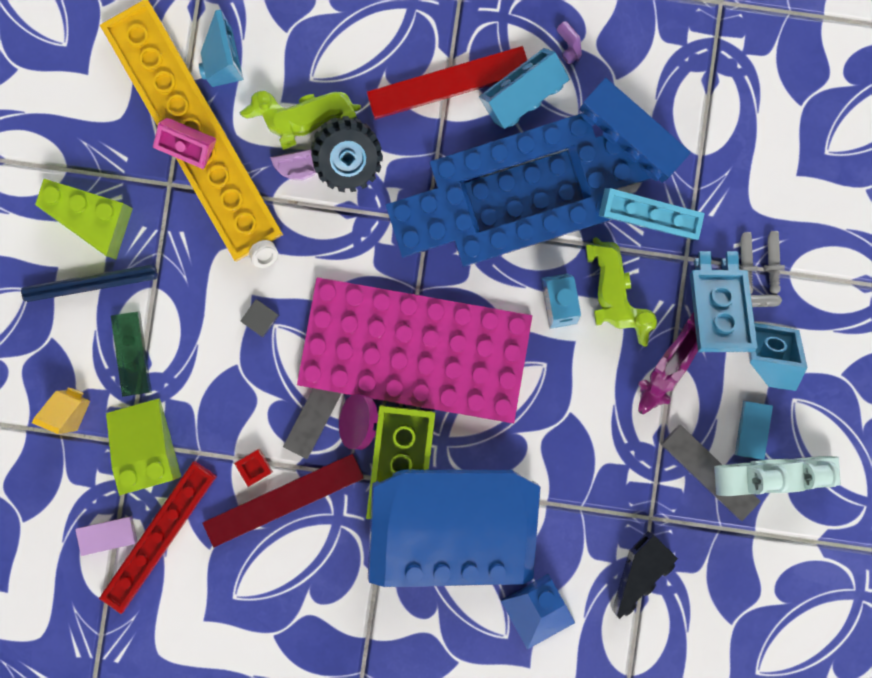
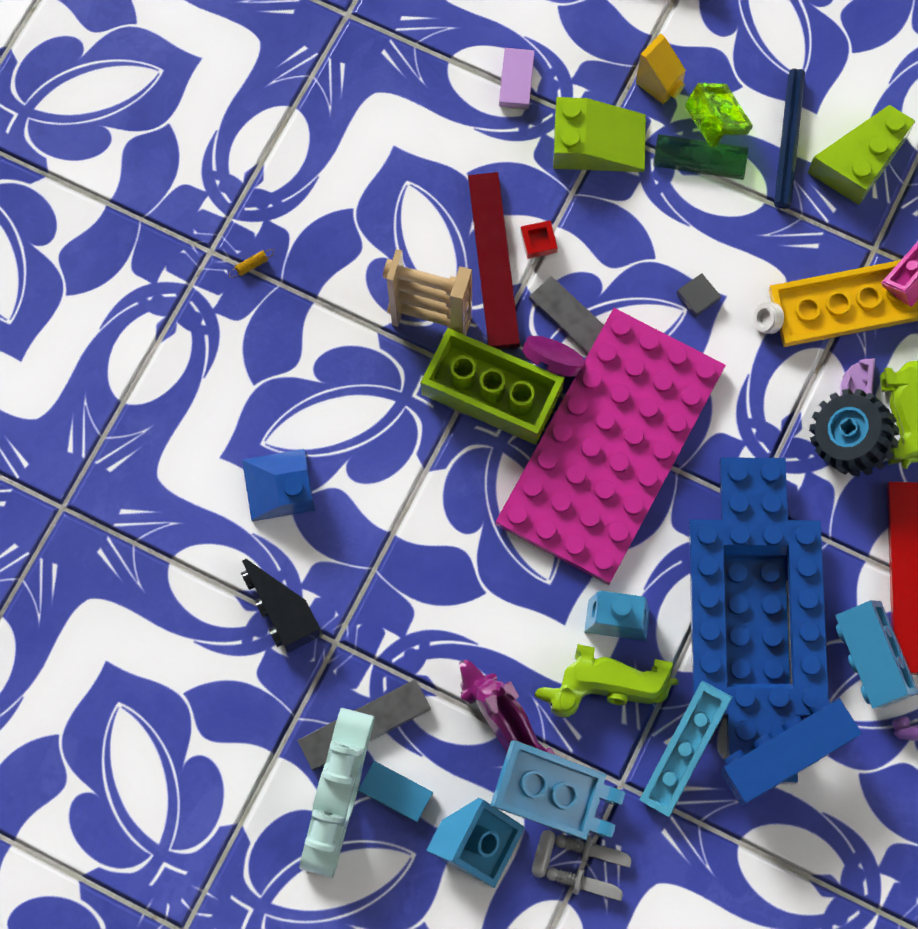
camera: 110 degrees right, 15 degrees down
(86, 351) = (717, 112): none -> clear neon green bracket
(158, 537) = (498, 127): red tile -> none
(346, 519) = (429, 295): none -> tan fence
(453, 528) = (404, 416): blue slope -> none

